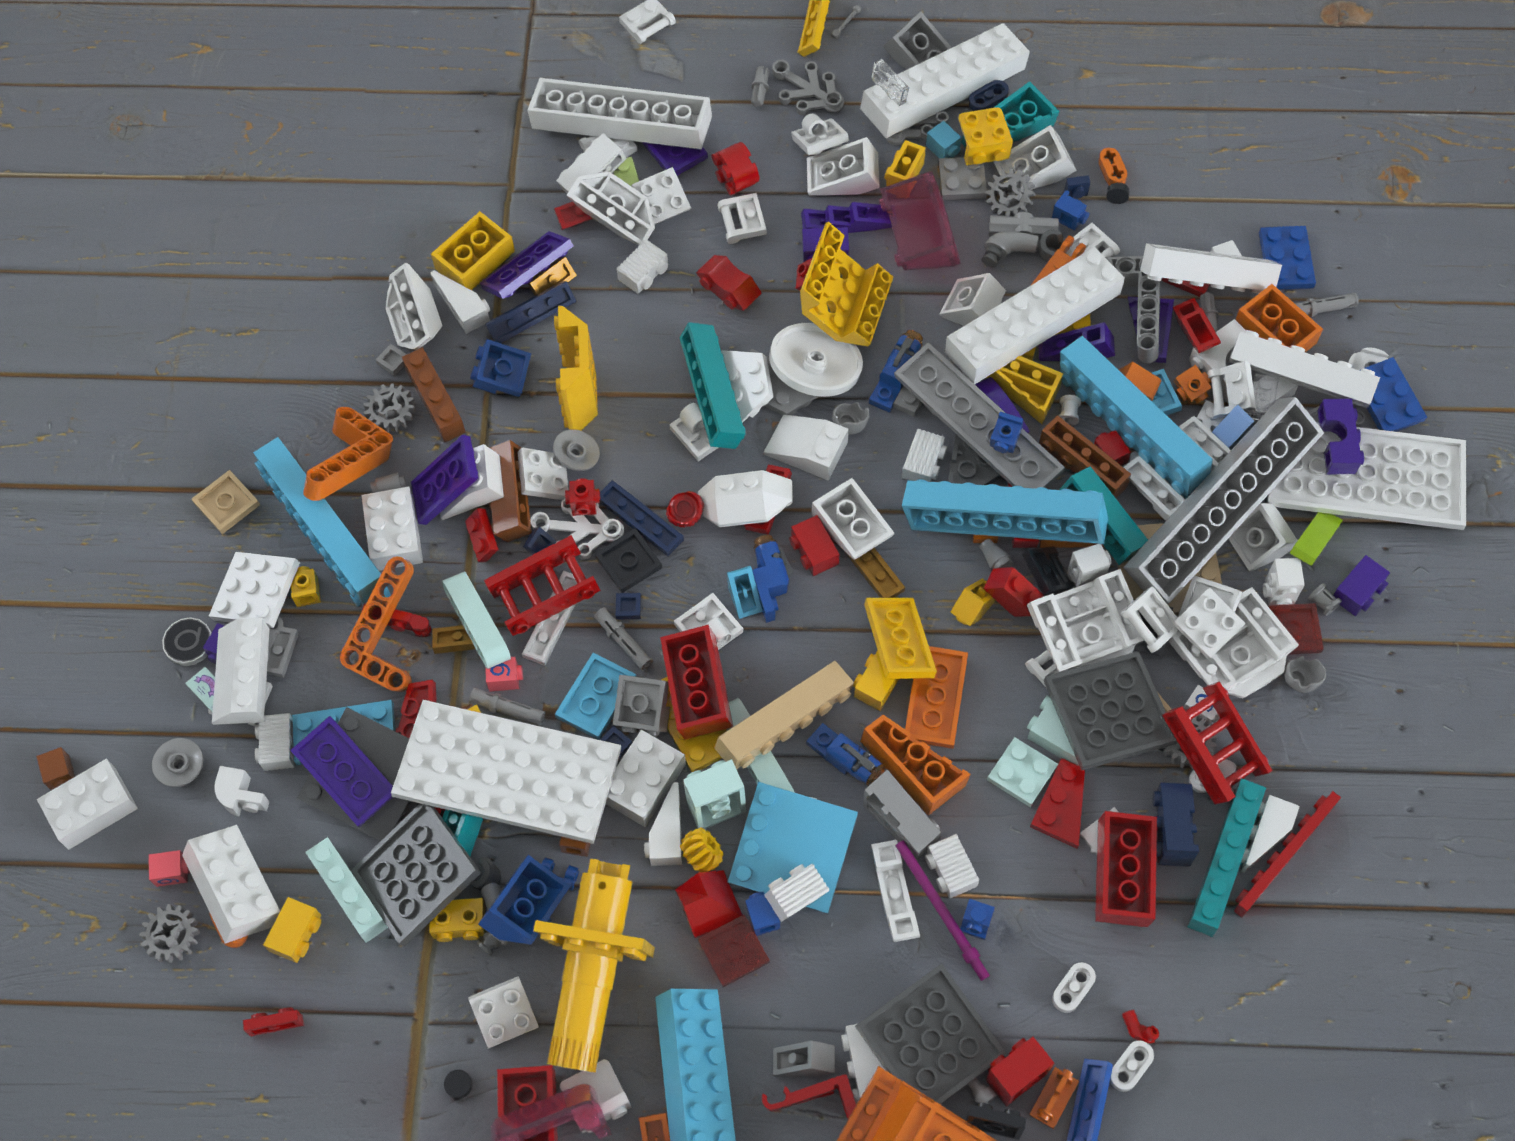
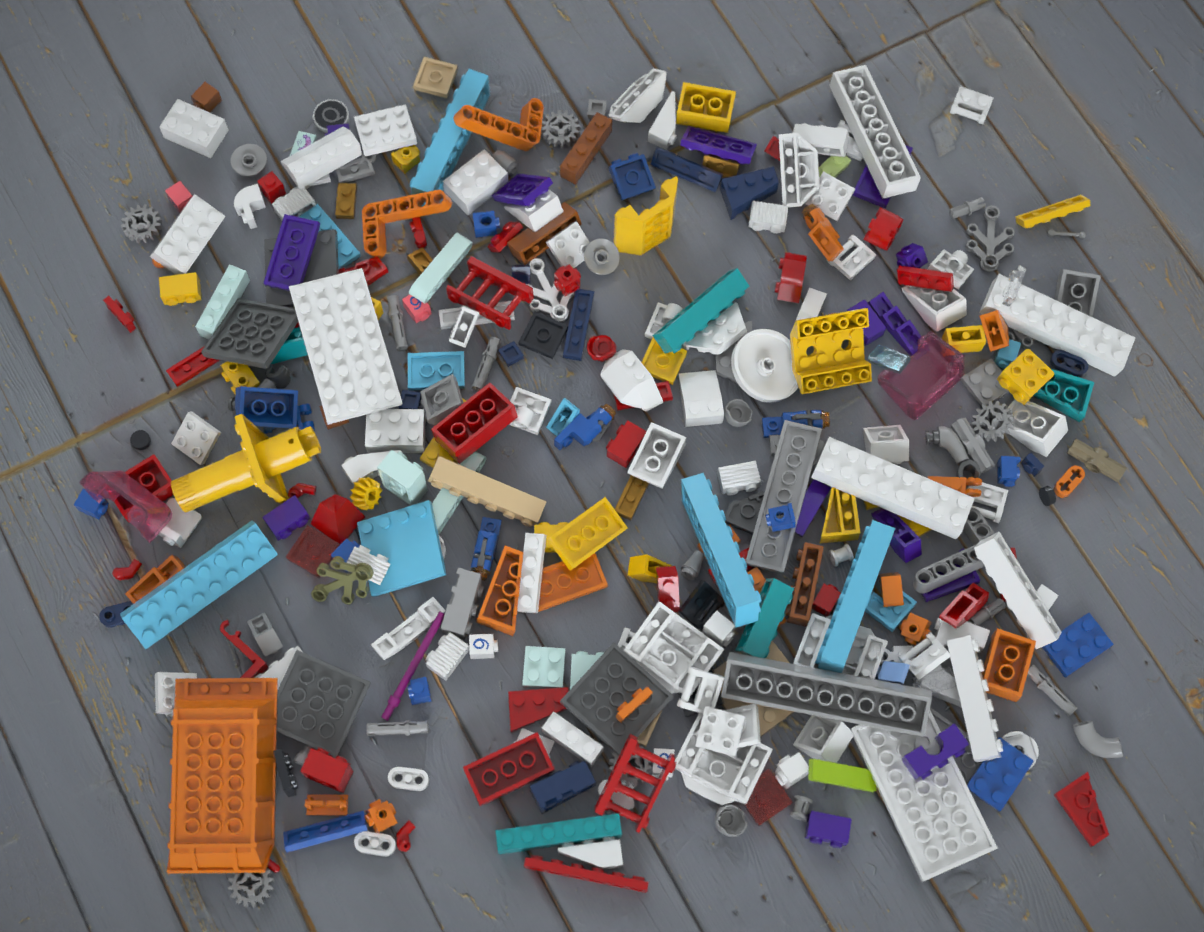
camera: 55 degrees right, 5 degrees up
(234, 753) = (271, 187): none -> red brick
(310, 682) = (346, 201): none -> pearl gold plate
(402, 972) = (190, 367): none -> red plate
(450, 556) = (485, 217): none -> blue brick
(565, 633) = (464, 326): none -> white brick
(597, 268) = (744, 188): none -> dark blue wedge
(644, 924) = (301, 489): none -> red arm
(673, 959) = (286, 518): none -> dark purple brick
(698, 225) = (822, 232): none -> orange plate
(747, 457) = (663, 365): none -> yellow plate
(780, 290) = (812, 304): none -> white slope
(783, 163) = (912, 256): none -> dark purple brick
(807, 898) = (360, 572): none -> olive plant
(817, 162) = (925, 278): none -> red plate
(882, 245) = (889, 358): none -> clear light blue plate
(898, 710) = (531, 572): none -> white plate
(918, 132) = (995, 330): none -> orange slope
(962, 821) = (482, 646): none -> white brick
(1008, 963) = (392, 728): none -> light grey pin
(1104, 1040) = (387, 819): none -> orange brick
(1106, 131) = (1096, 460): none -> dark tan piece
(1125, 784) = (572, 739): none -> white brick
(1133, 699) = (626, 709): none -> orange plate
(1400, 297) = (1095, 743): none -> light grey cylinder
(1456, 347) = (1081, 806): none -> red wing

